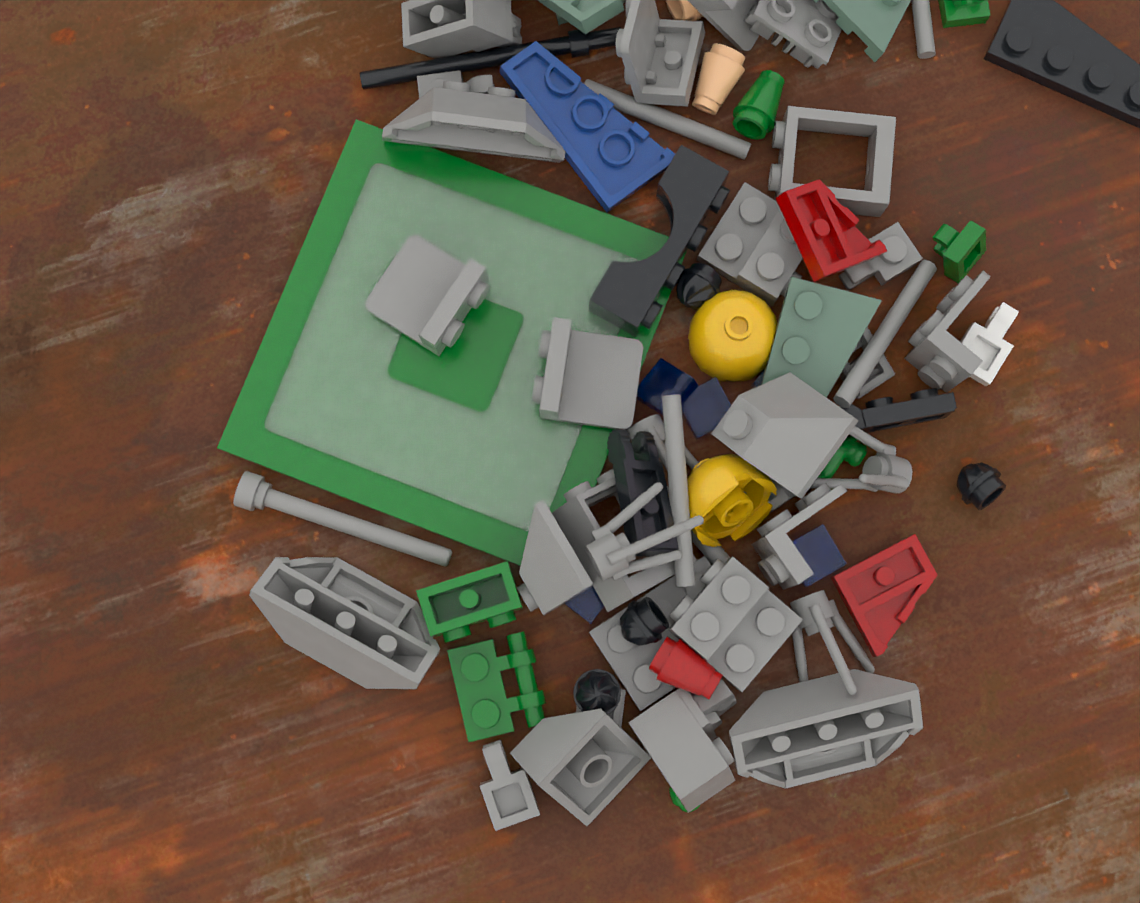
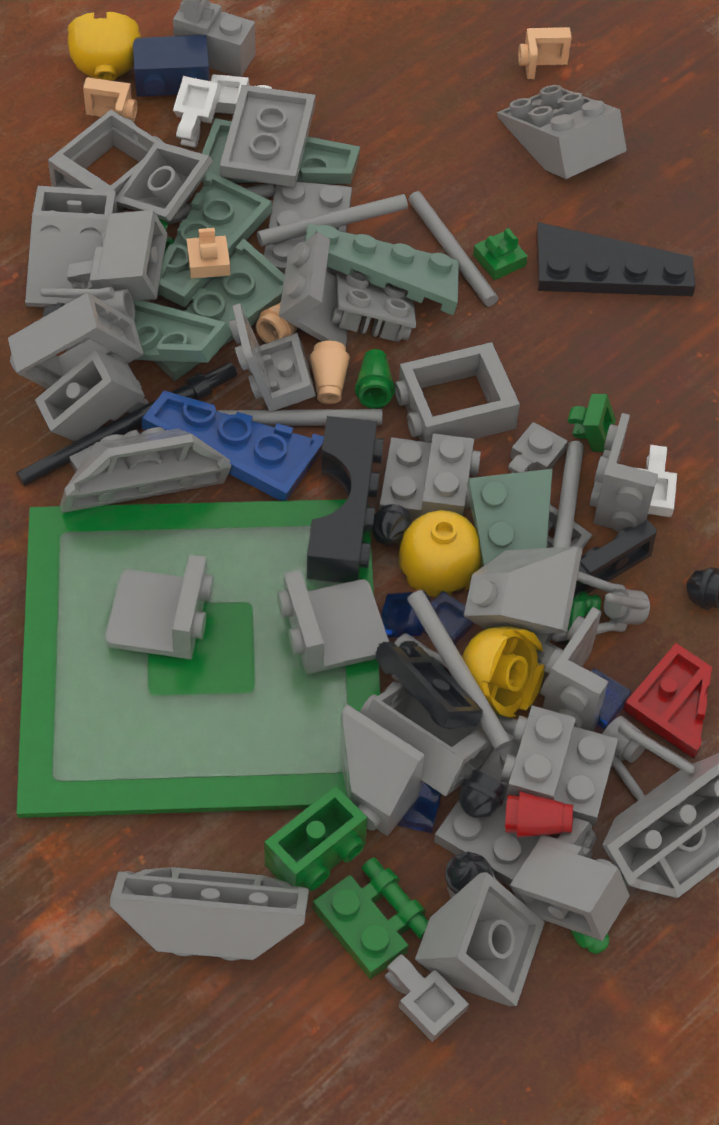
camera: 25 degrees left, 25 degrees down
(256, 493) = (72, 837): light grey piece -> none
(615, 555) = (429, 723): light grey plant -> none
(825, 230) = (478, 437): red wing -> none

